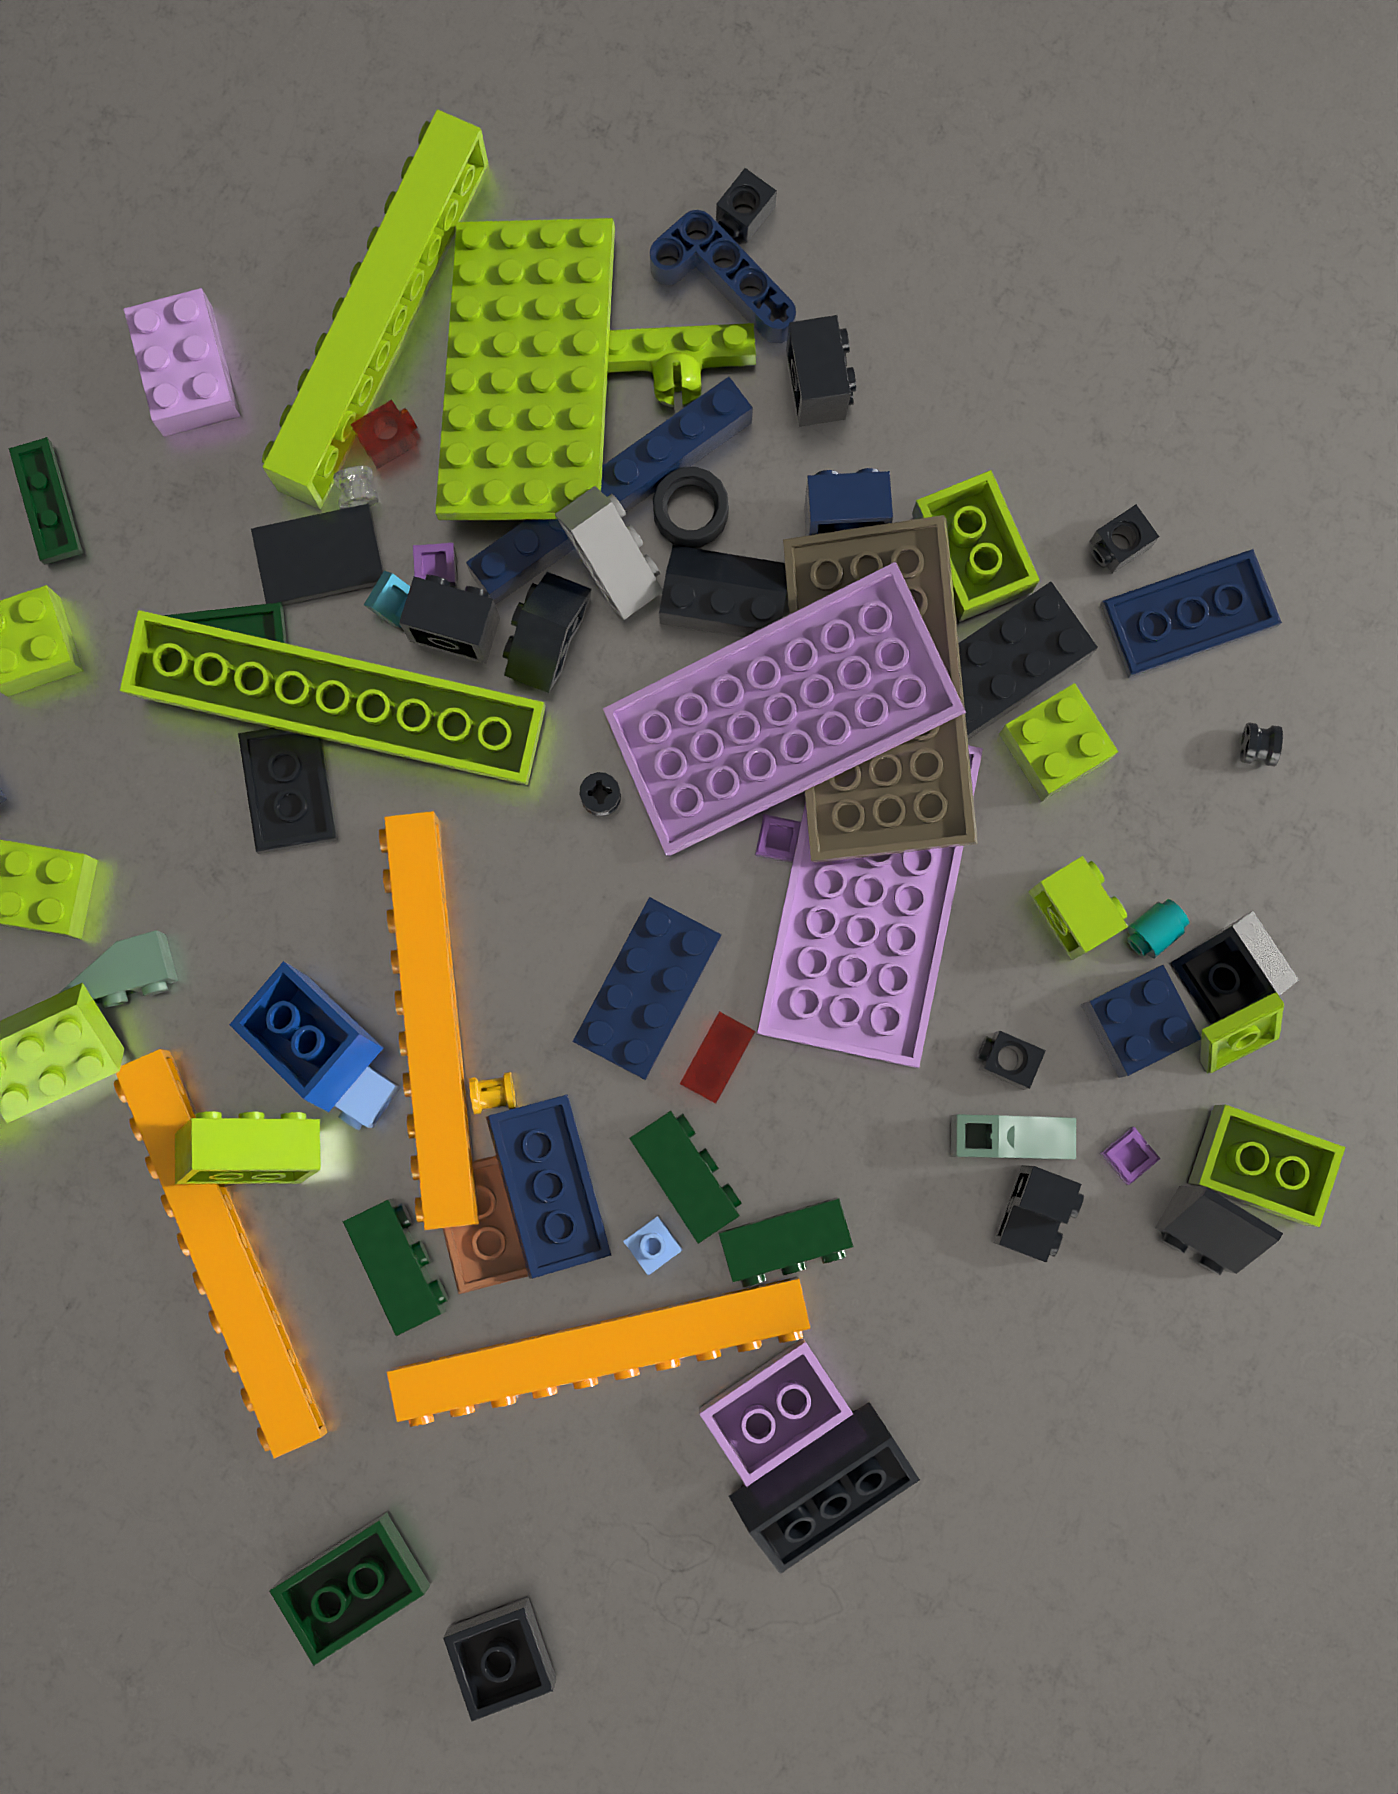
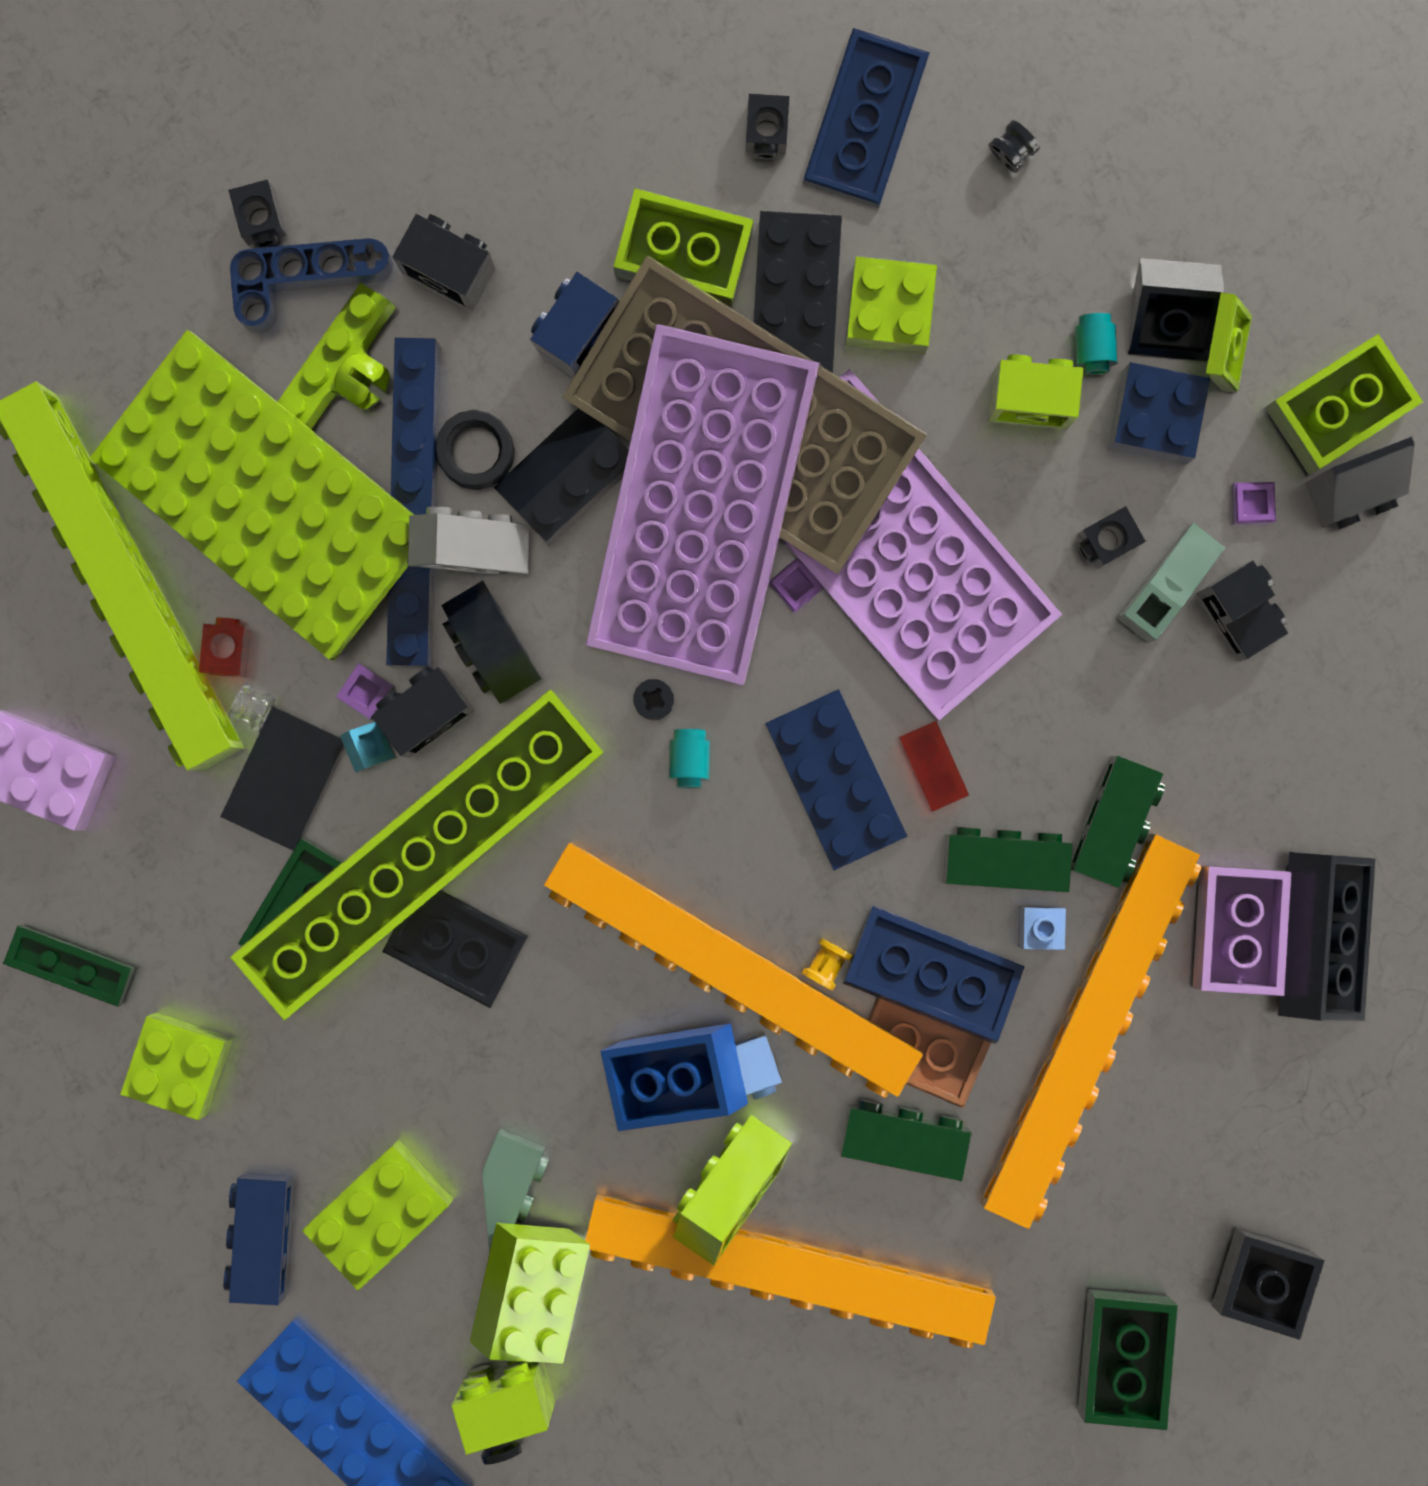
camera: 55 degrees left, 5 degrees up
(575, 857) = (689, 758): none -> teal brick

